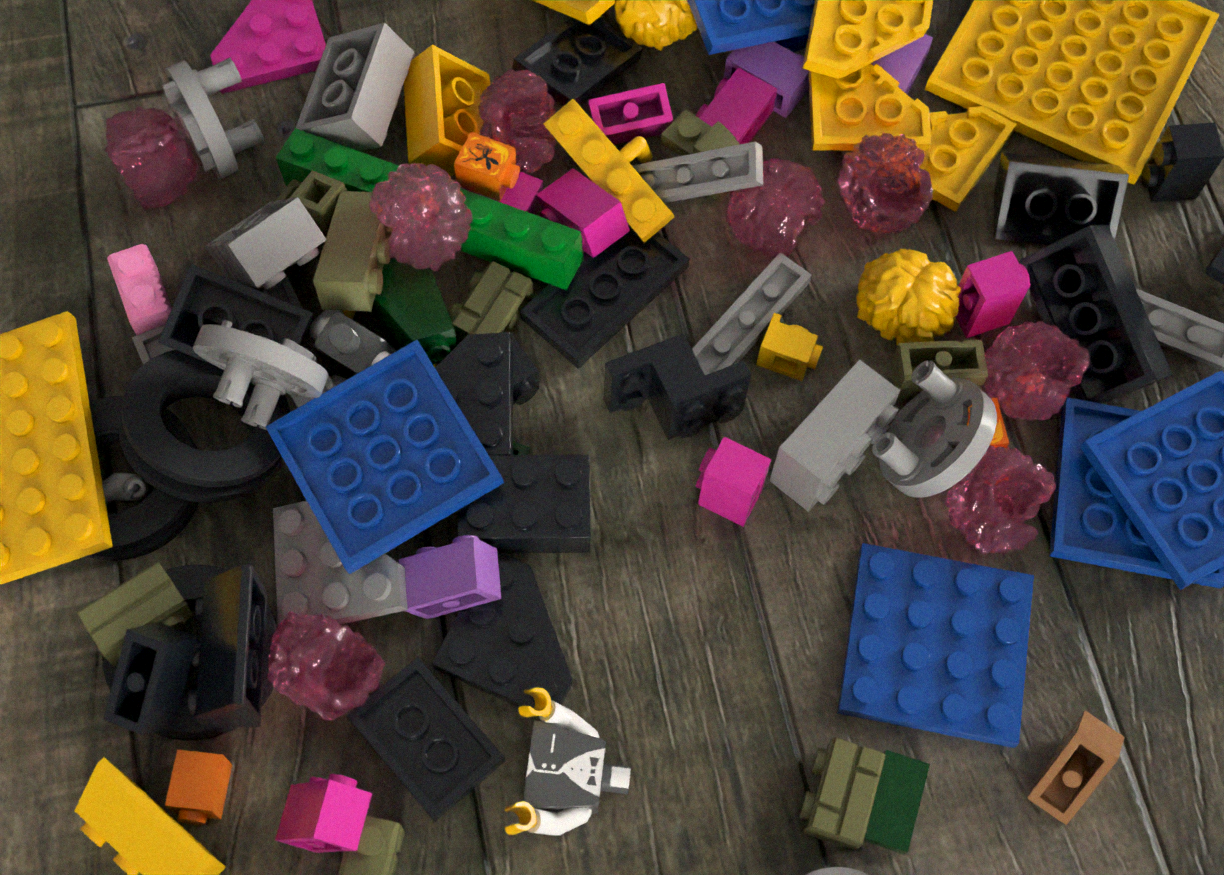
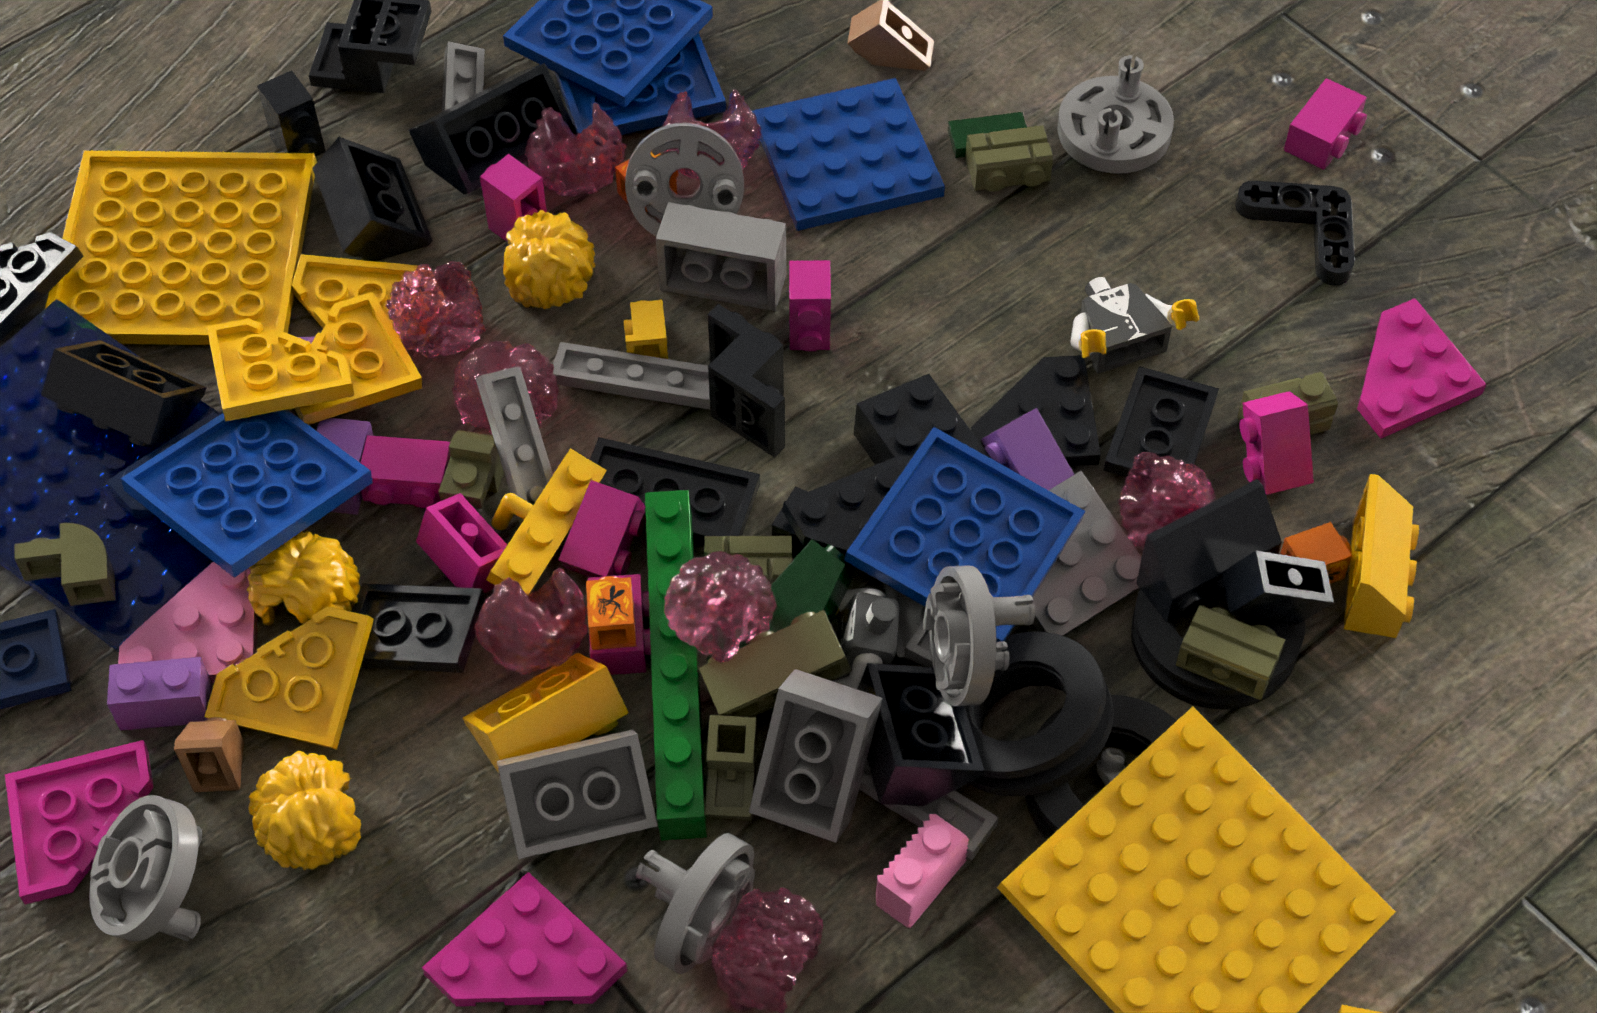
camera: 115 degrees left, 10 degrees down
(953, 358) = (608, 217): olive brick -> none

